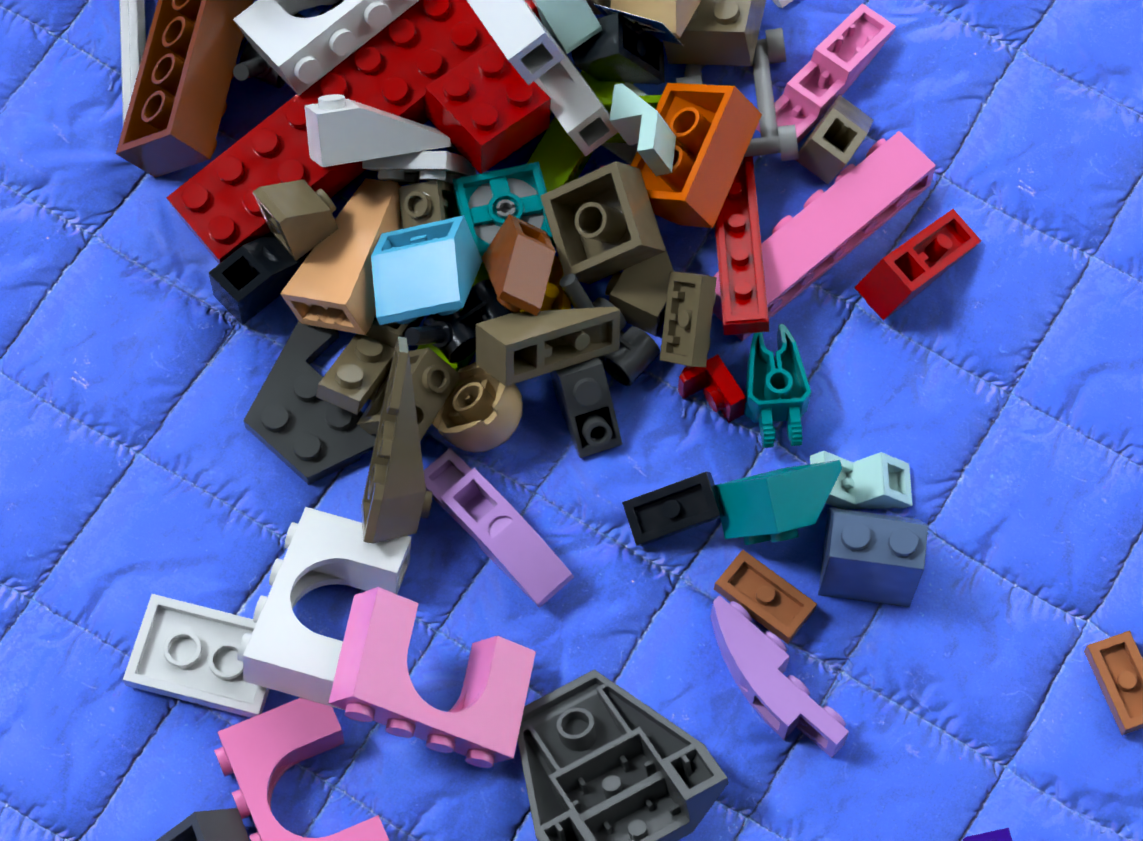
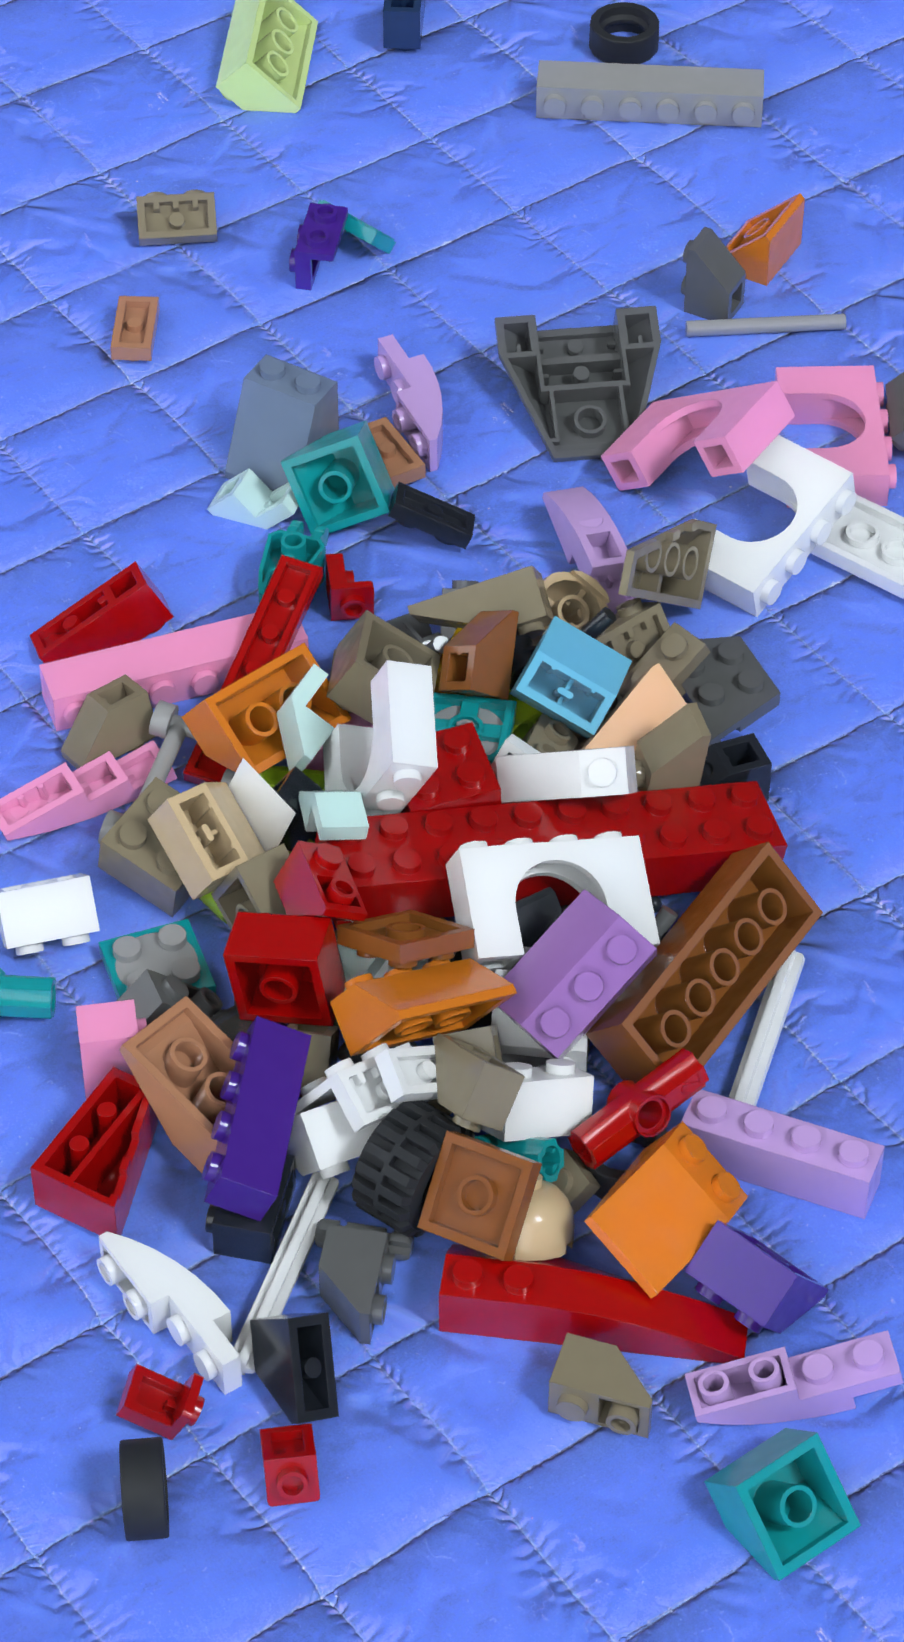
camera: 155 degrees left, 20 degrees down
(688, 318) = (340, 606): dark tan bracket -> none

